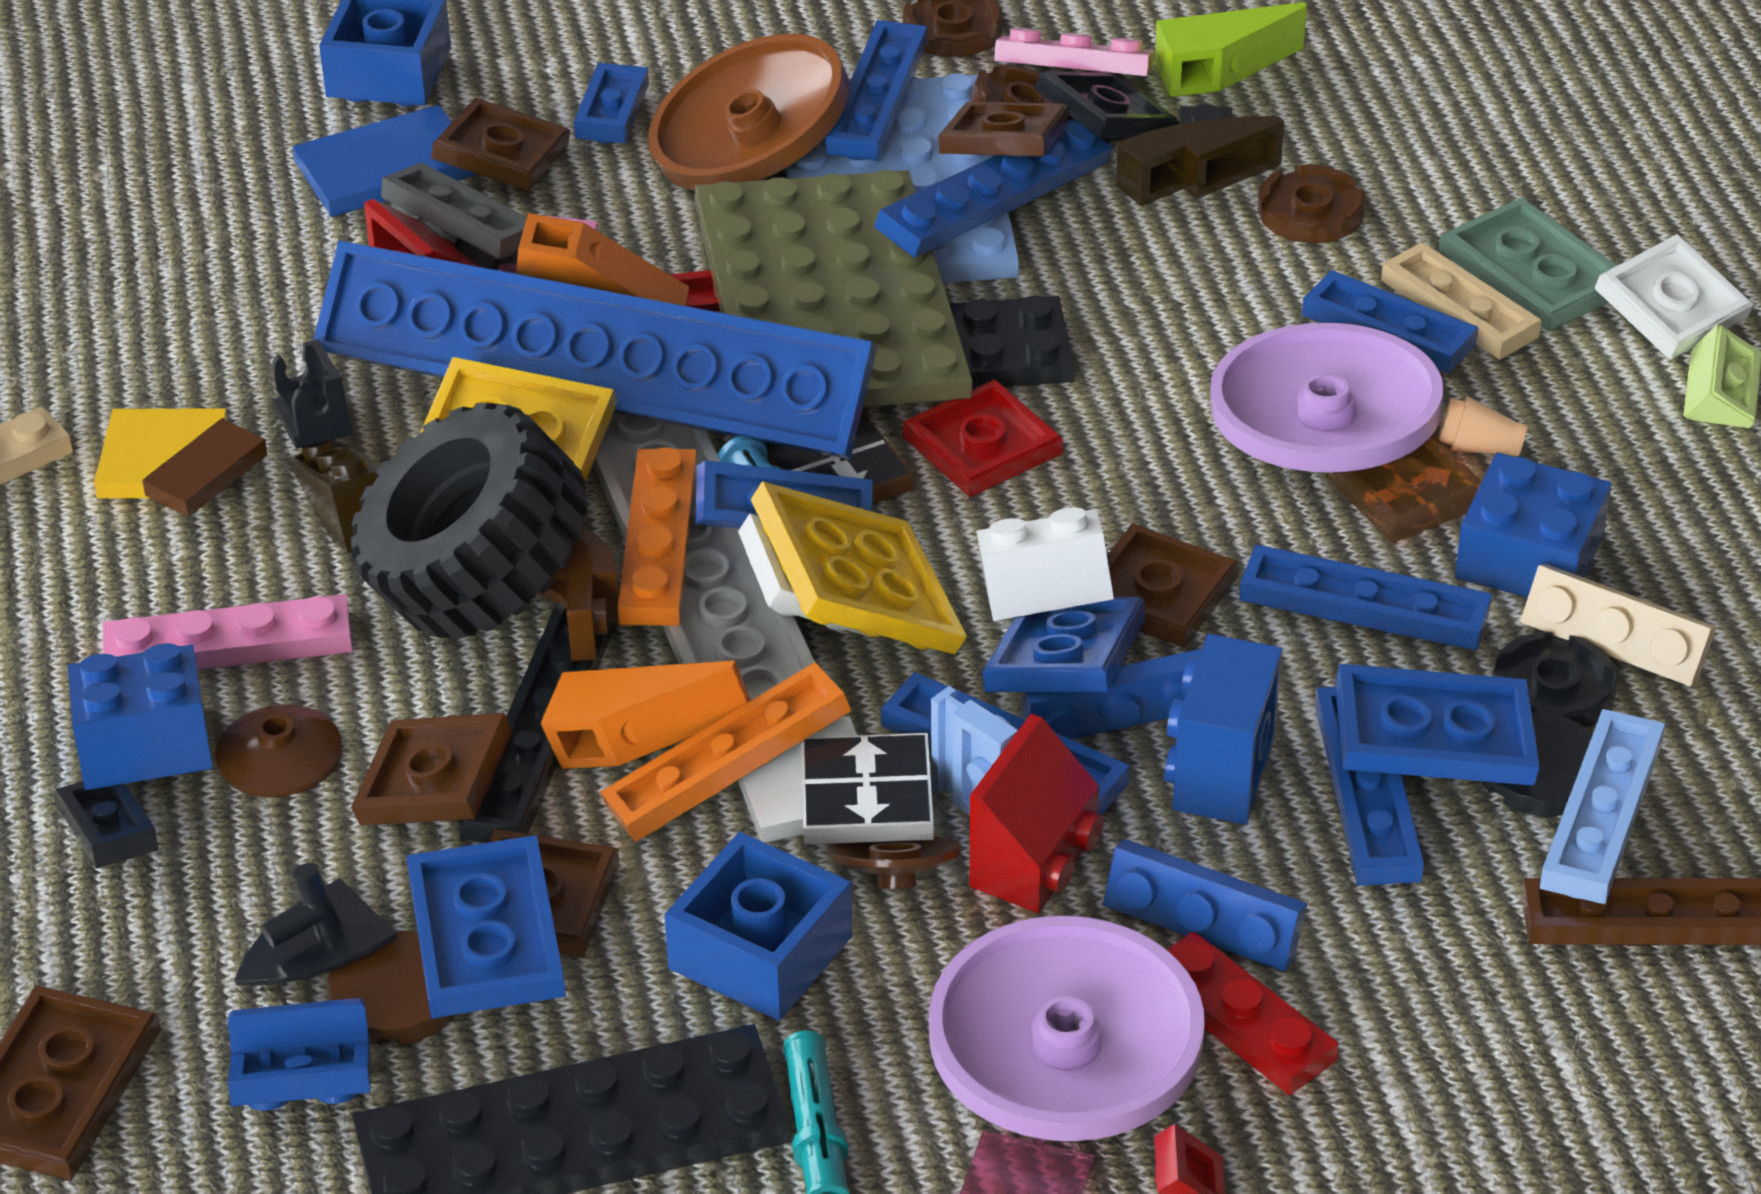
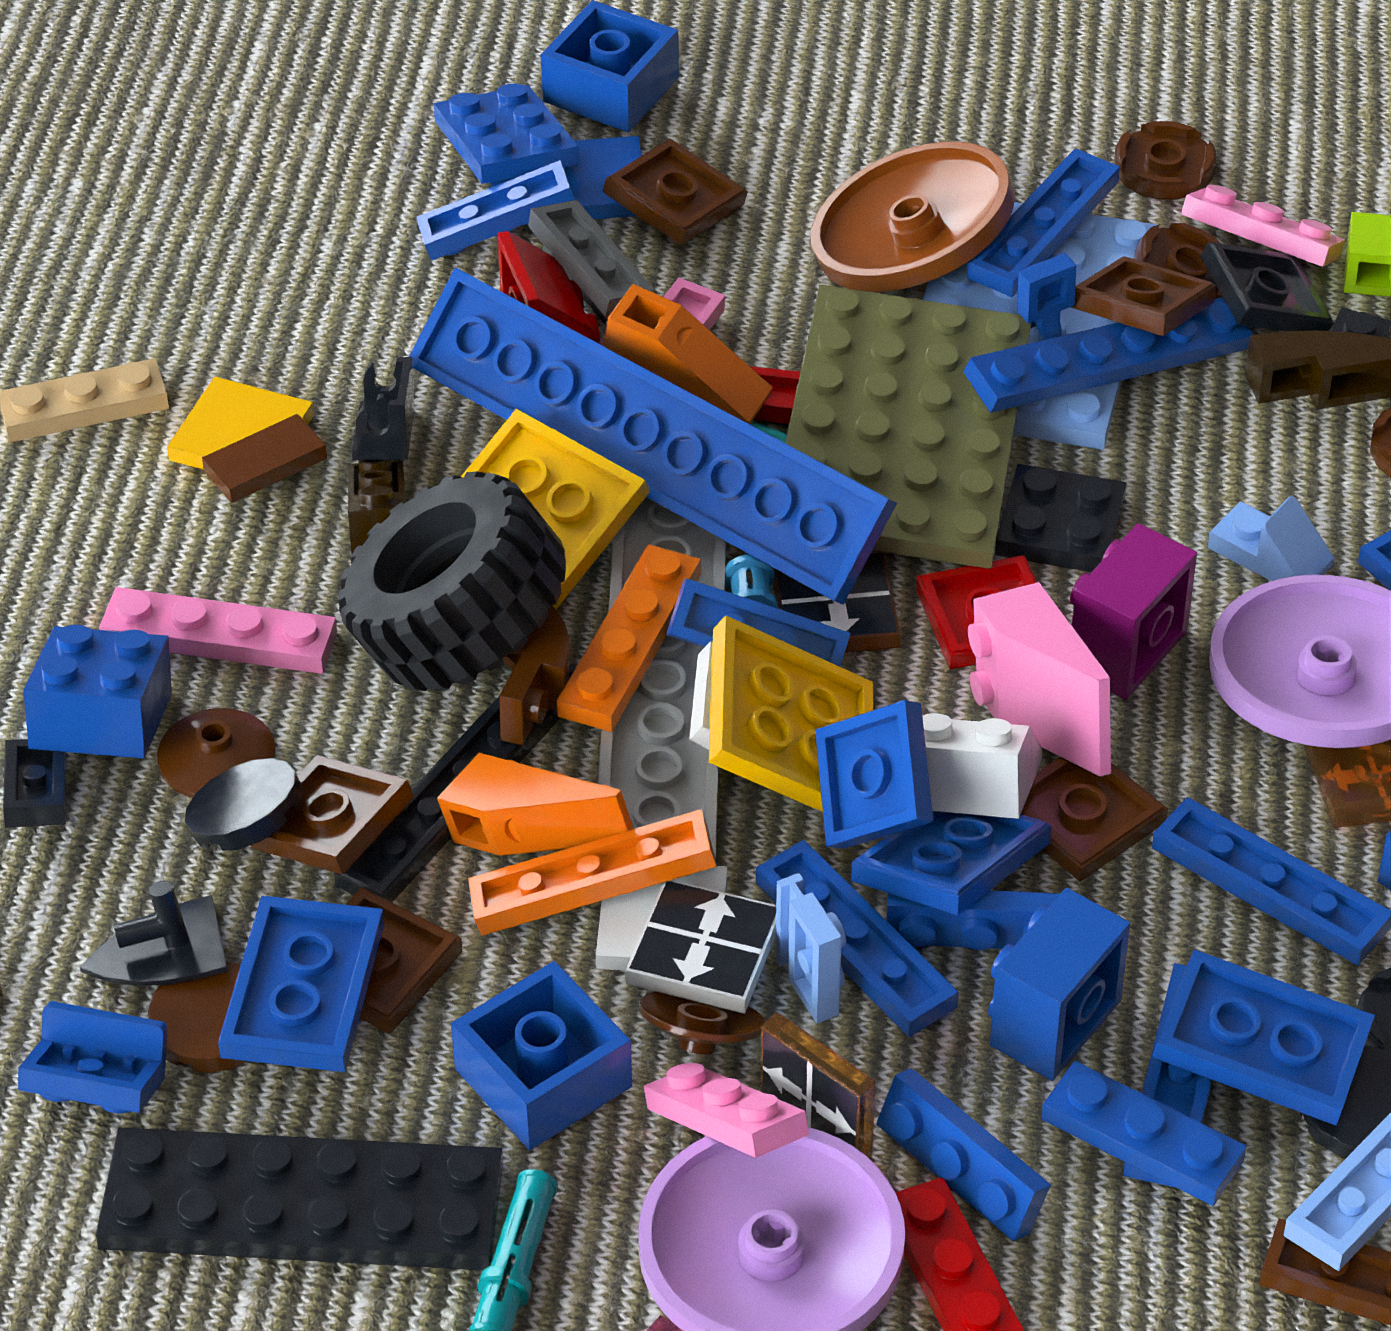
camera: 20 degrees right, 5 degrees up
(307, 128) = (504, 132): none -> blue plate
(330, 197) = (492, 210): none -> blue plate
(340, 782) = (243, 804): none -> black tile
(611, 103) = (797, 172): blue plate -> none
(919, 140) = (1046, 291): none -> blue plate
(968, 921) = (725, 1109): none -> bright pink plate
(969, 588) = (874, 775): none -> blue plate
(1031, 819) = (847, 1002): red slope -> none
(1043, 873) = (819, 1081): none -> tile
(1075, 455) = (1041, 675): none -> bright pink slope
(1126, 396) = (1135, 605): none -> magenta brick
(1217, 319) = (1273, 544): none -> light blue slope
(1366, 837) = (1143, 1133): none -> blue plate

